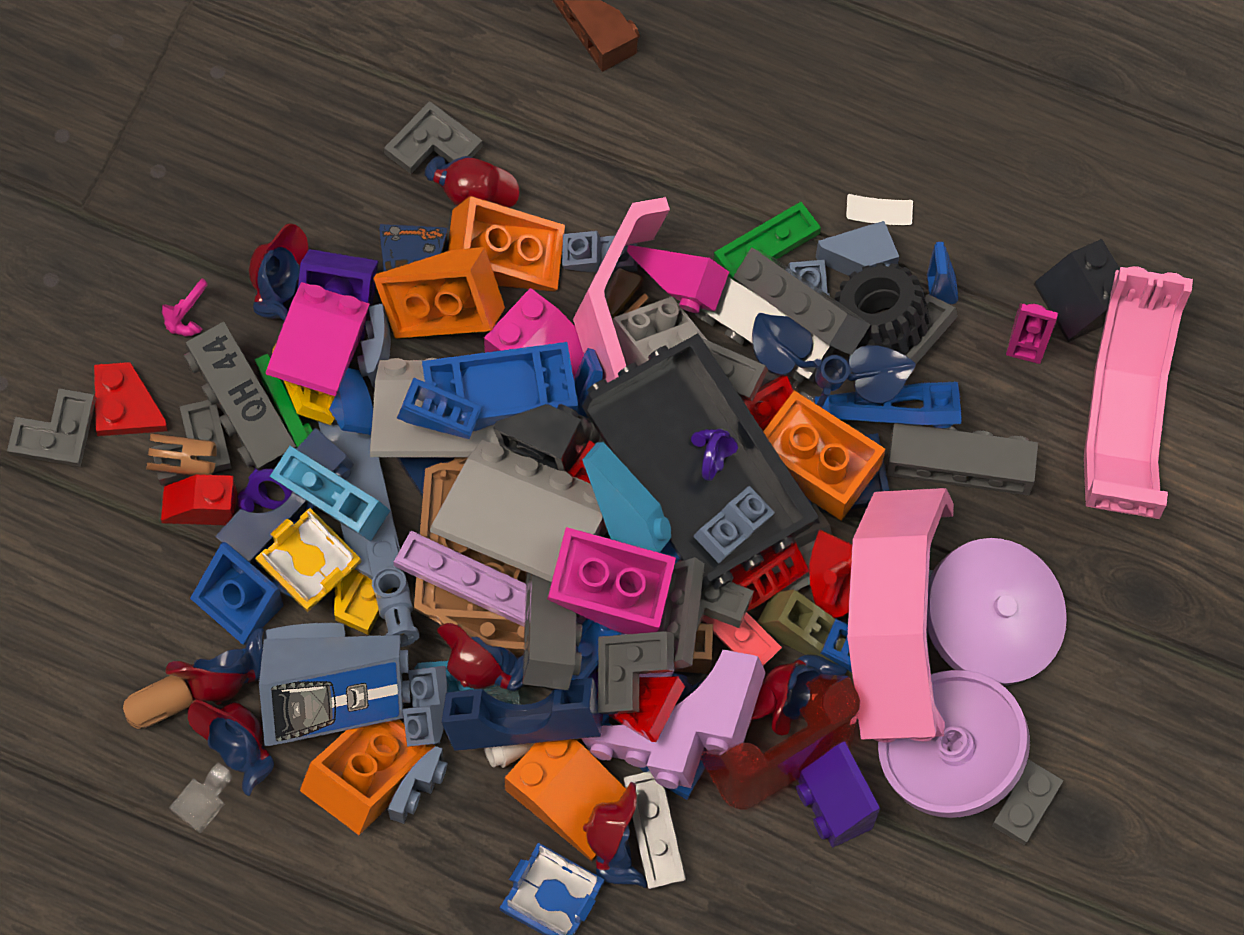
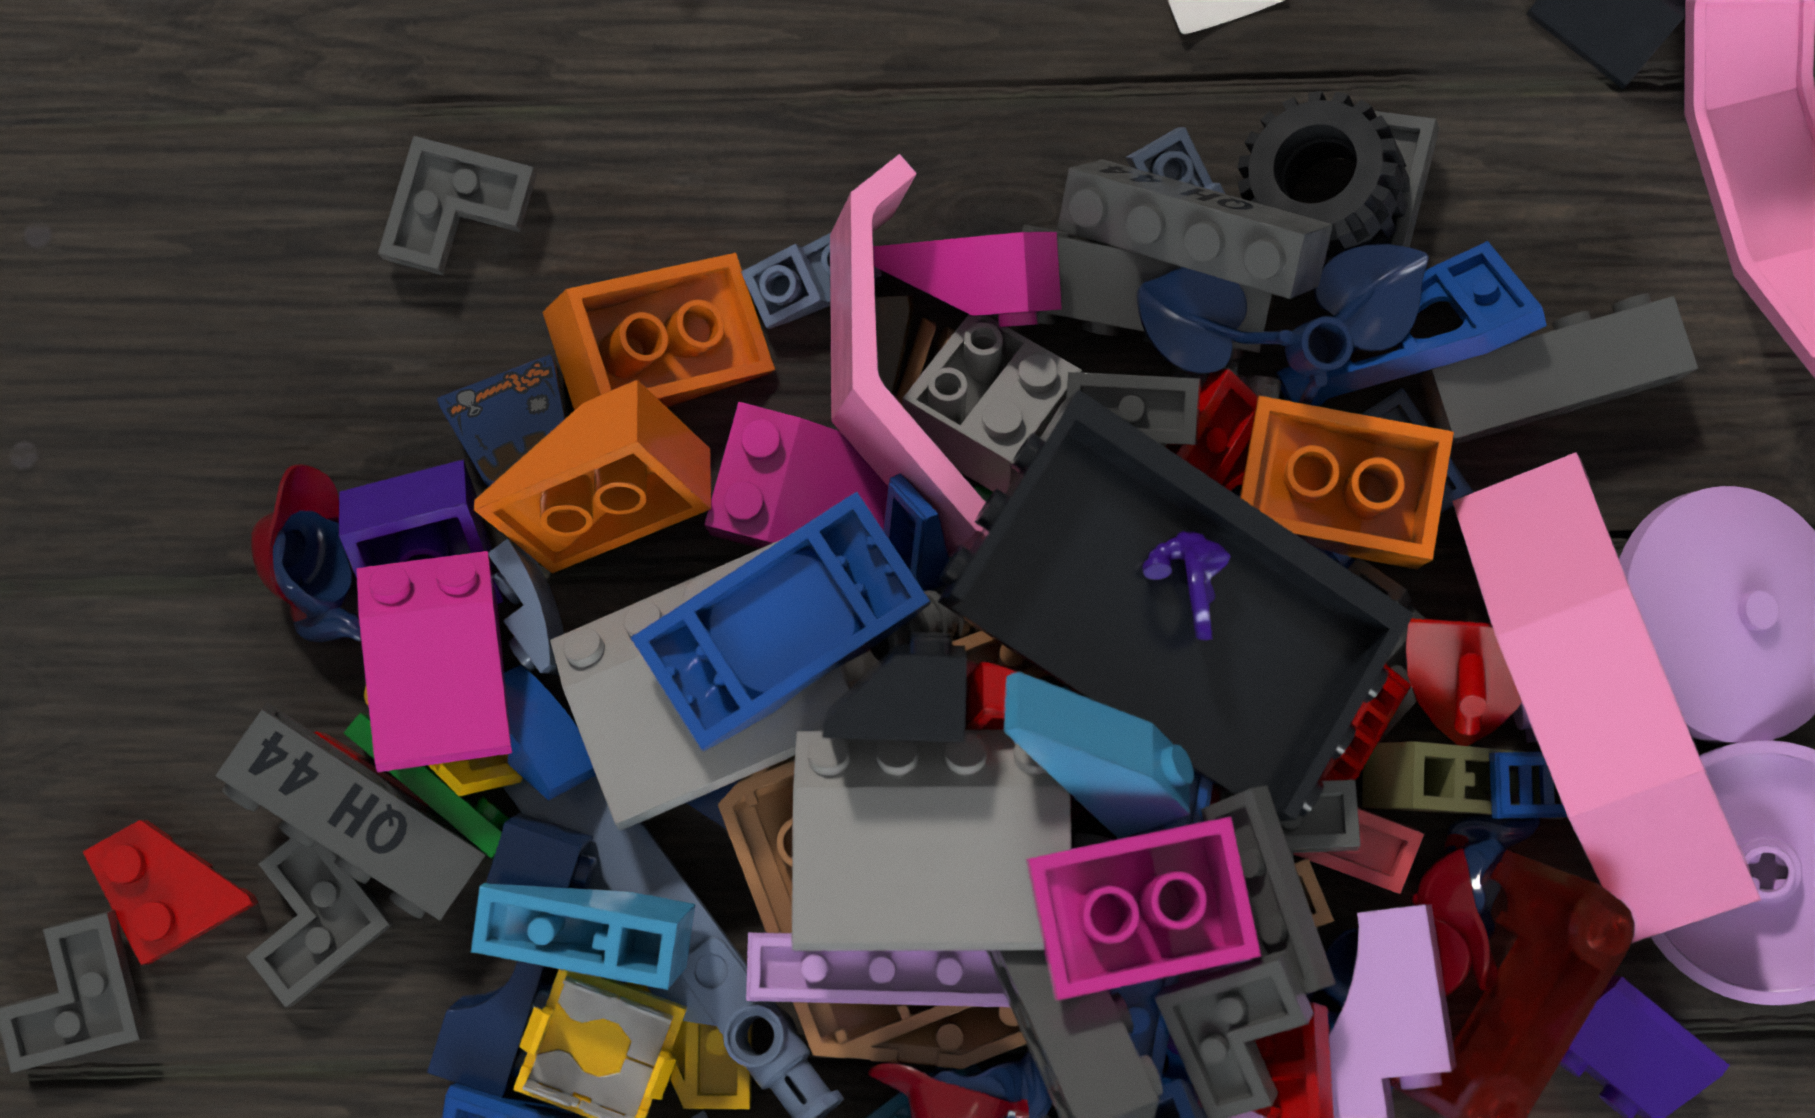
camera: 20 degrees left, 15 degrees up
(174, 314) = (172, 700): dark pink piece -> none
(189, 463) = (304, 959): medium nougat arm -> none
(200, 500) = (372, 1010): red slope -> none
(257, 493) = (453, 949): dark purple piece -> none
(431, 394) = (674, 700): blue slope -> none
(473, 178) = (552, 249): dark red hair -> none
(734, 524) = (1277, 688): sand blue slope -> none
(773, 238) = (1077, 133): green plate -> none
(858, 249) = (1238, 86): sand blue slope -> none
(941, 275) = (1386, 73): blue slope -> none
(1031, 332) = (1579, 101): dark pink slope -> none

